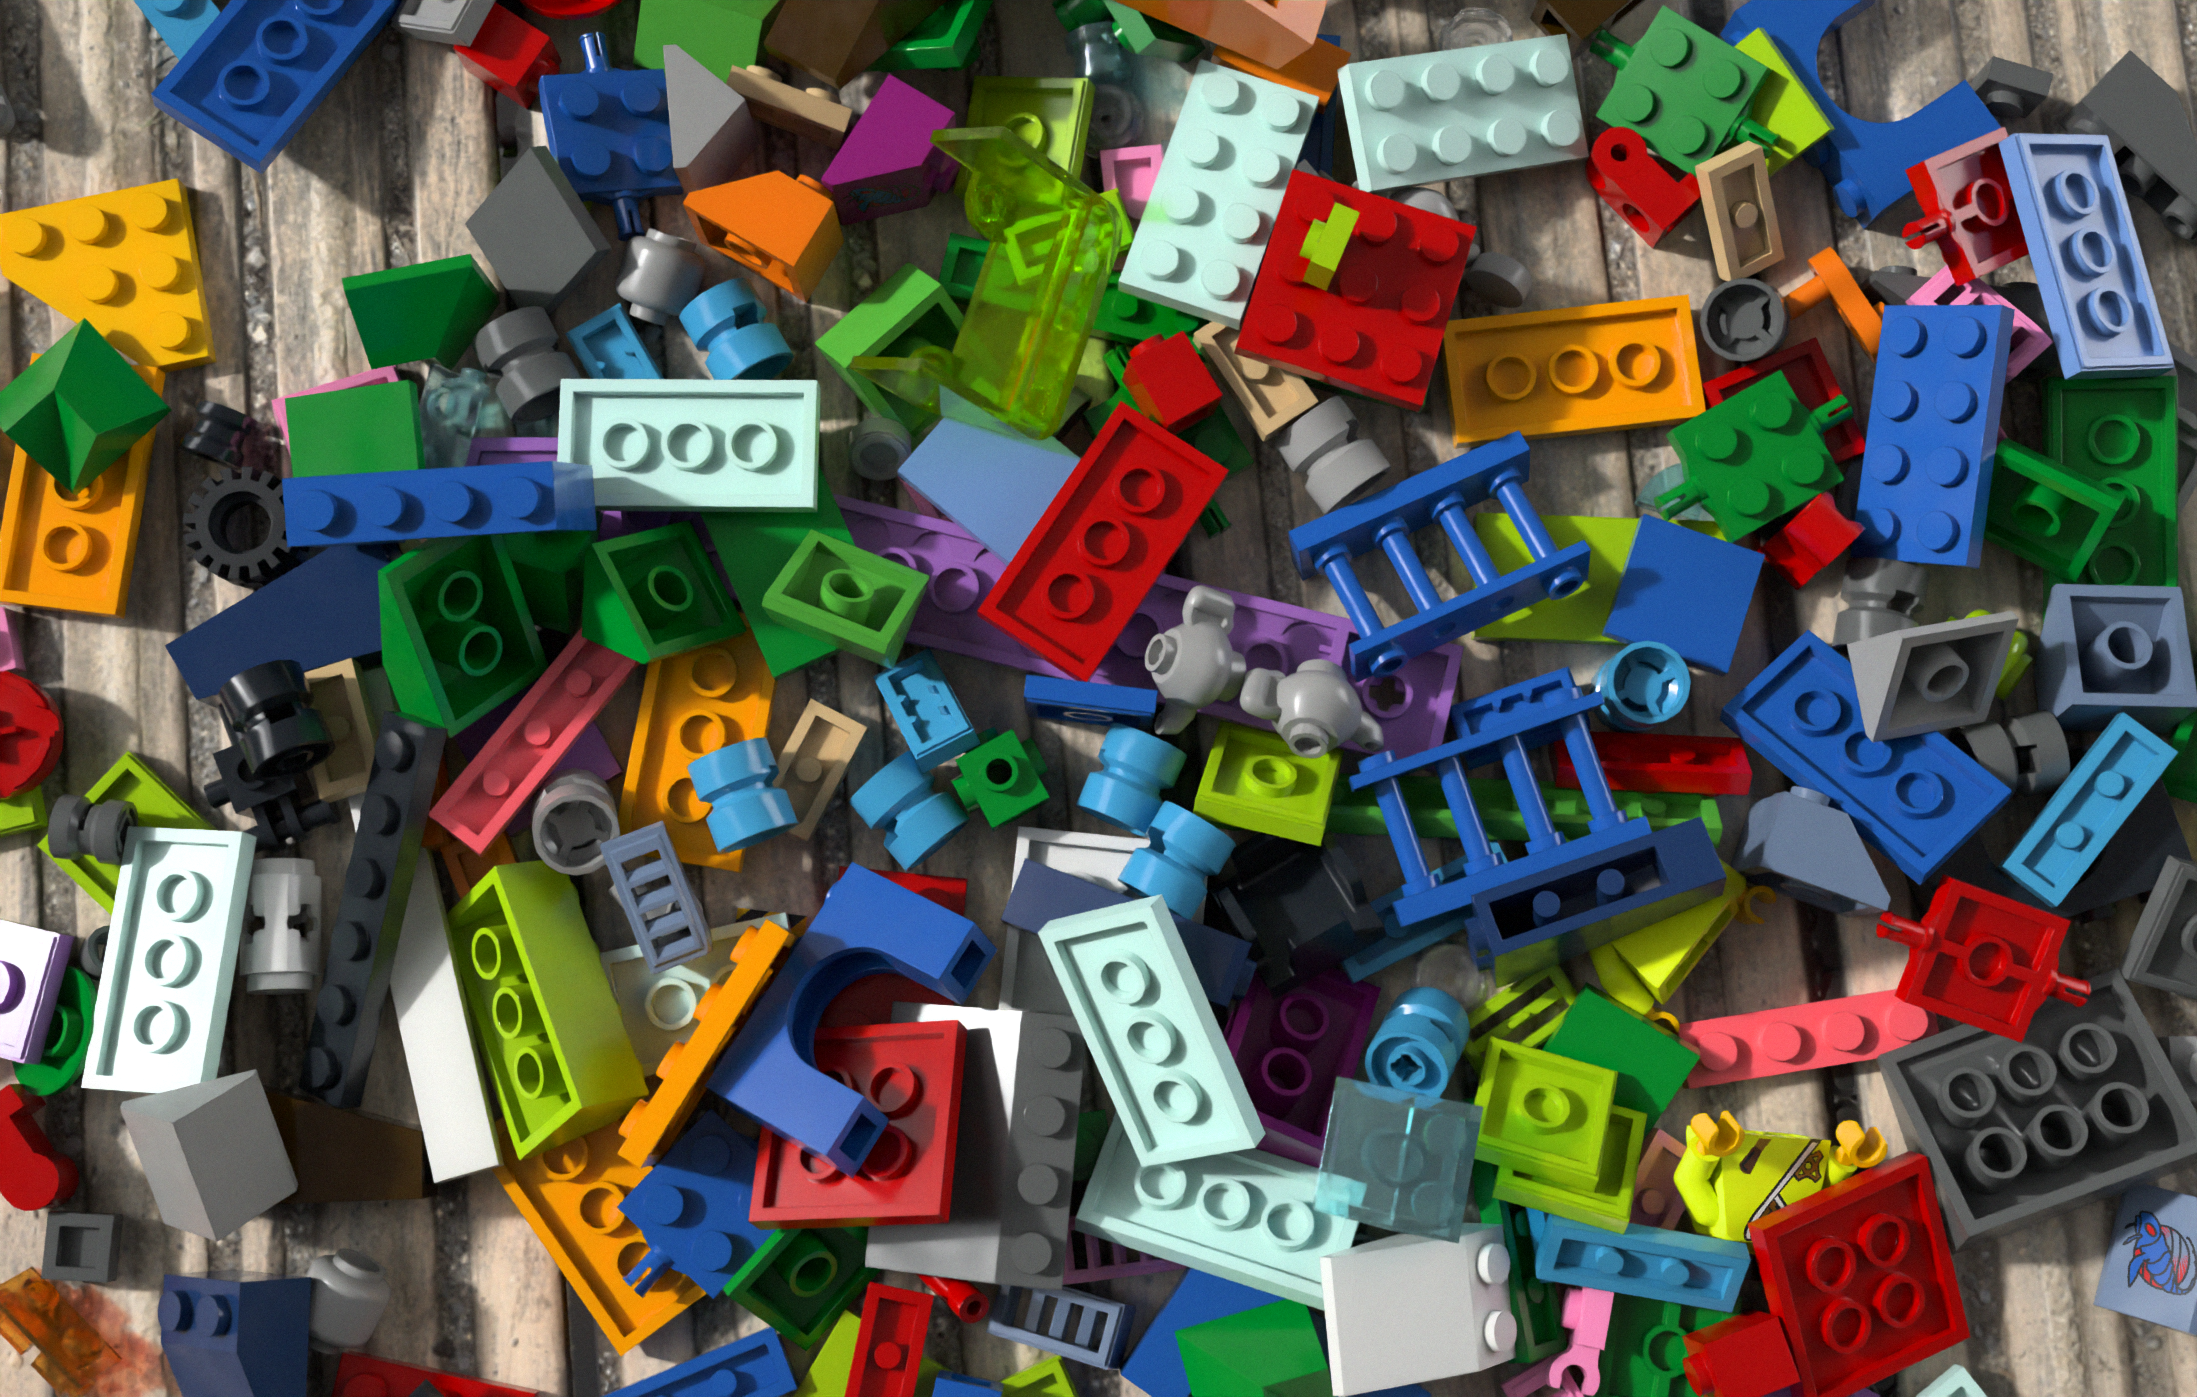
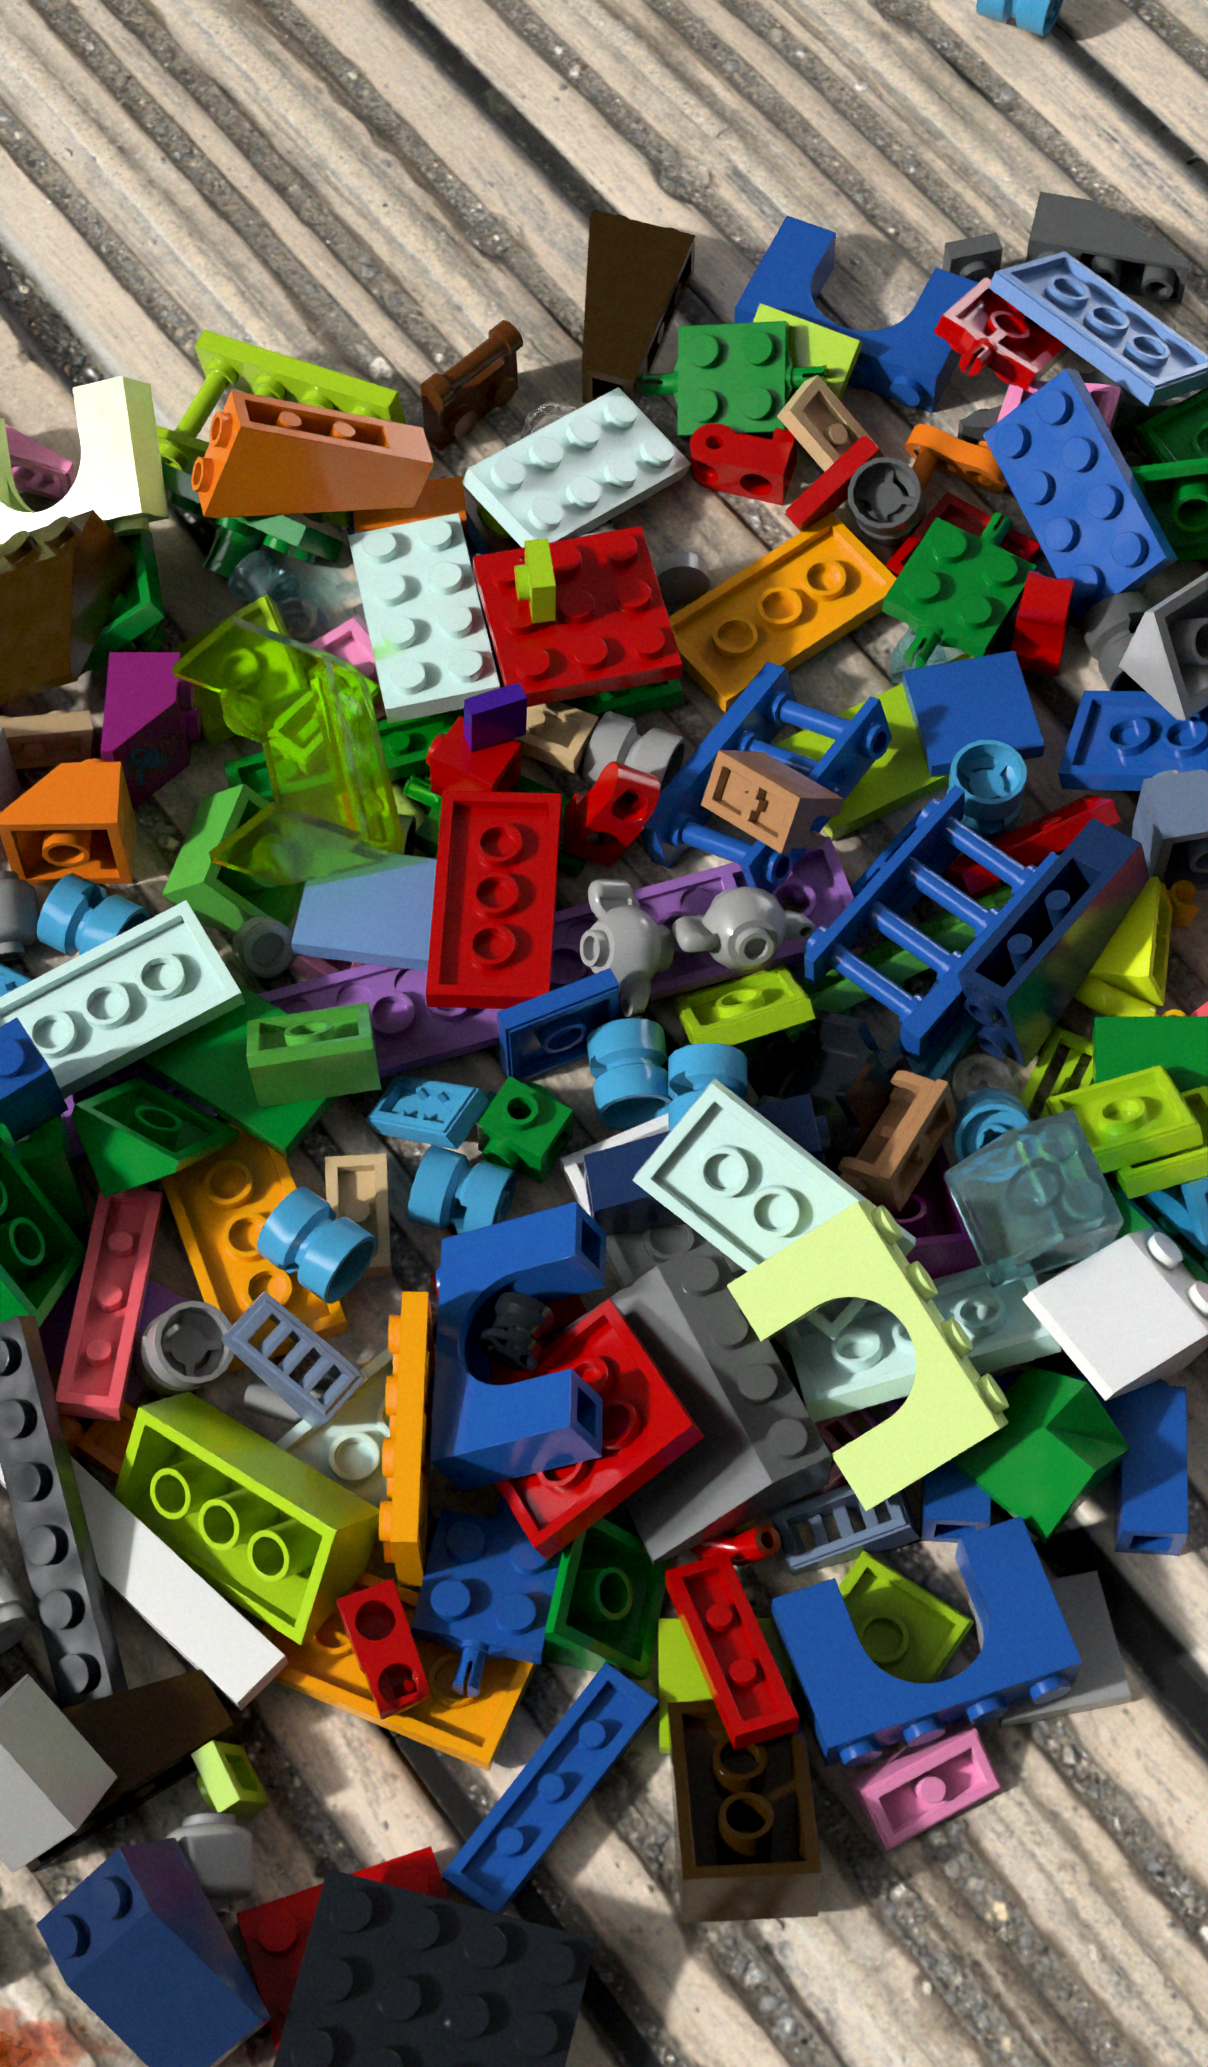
camera: 25 degrees left, 20 degrees down
(400, 1235) = (228, 1779): none -> lime plate
(583, 1211) = (384, 1648): none -> red leg
(859, 1000) = (517, 1331): none -> black wheel
(1189, 1143) = (948, 1401): none -> yellowish green arch
(1207, 361) = (495, 717): none -> dark purple tile
(1277, 507) = (614, 805): none -> red leg
(1320, 1012) = (901, 1141): none -> medium nougat hinge
(1416, 600) = (768, 799): none -> medium nougat hinge
(1705, 273) = (832, 486): none -> red tile

